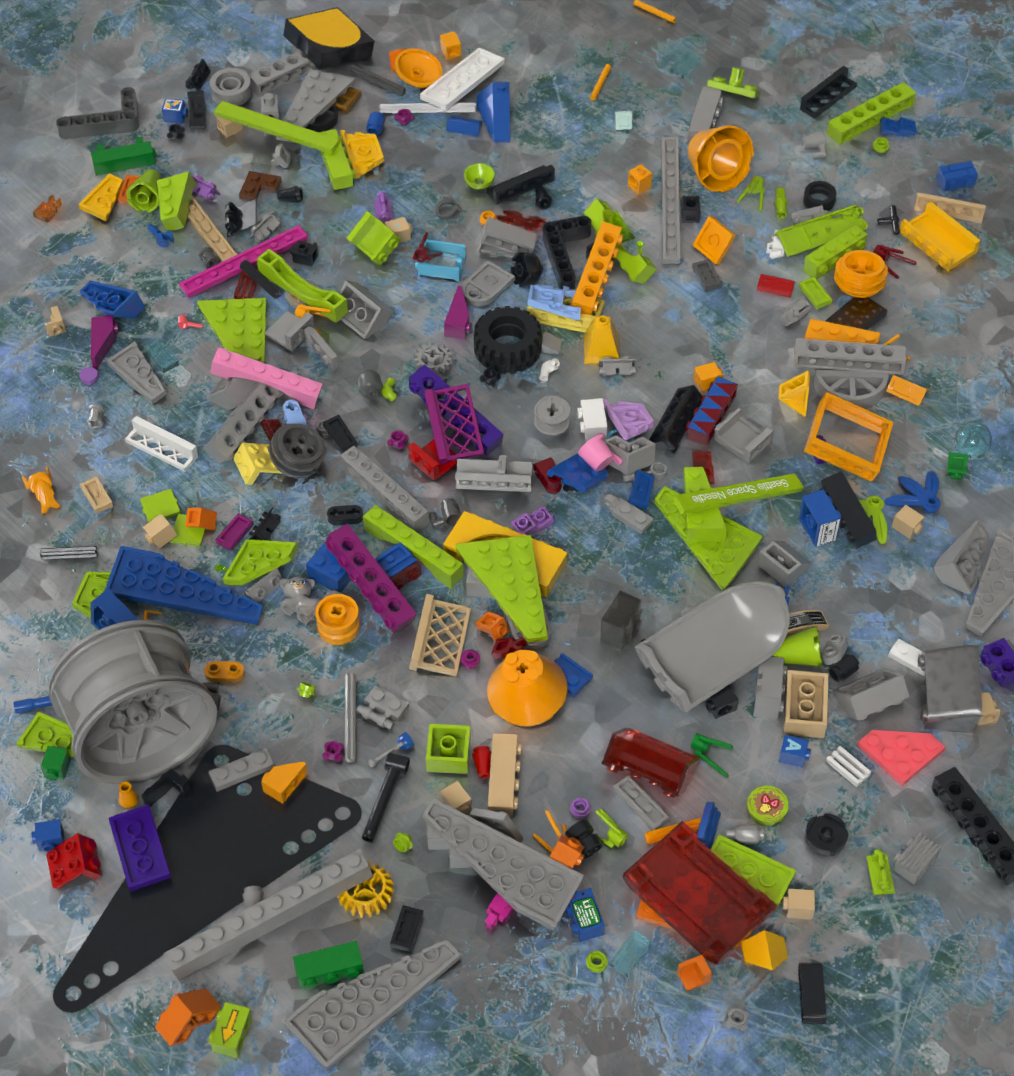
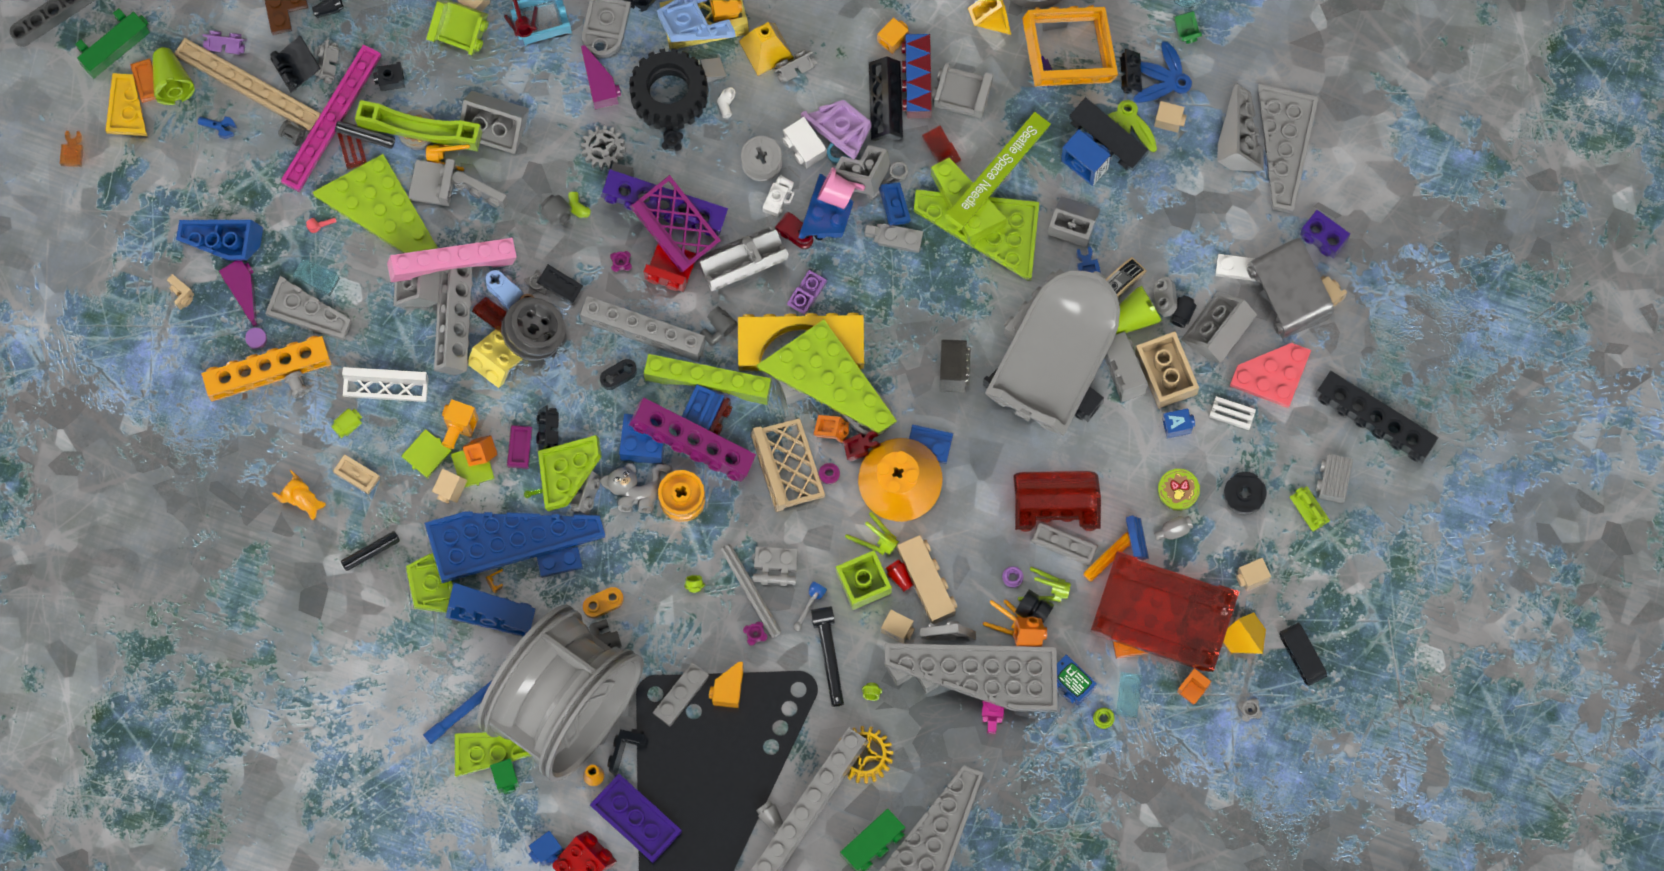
camera: 25 degrees left, 20 degrees up
(80, 395) = (237, 384): none -> light orange brick
(114, 457) = (346, 422): none -> lime brick
(174, 199) = (211, 78): lime wedge -> none
(198, 489) = (459, 420): none -> light orange brick
(209, 626) = (559, 562): none -> blue plate
(406, 928) = (921, 772): black plate -> none
(485, 729) = (887, 540): none -> lime plant
(550, 446) = (778, 195): none -> white piece
(702, 744) = (1091, 455): green plant -> none
(755, 869) = (1199, 560): lime wing -> none
(892, 478) = (1131, 66): none -> black hinge

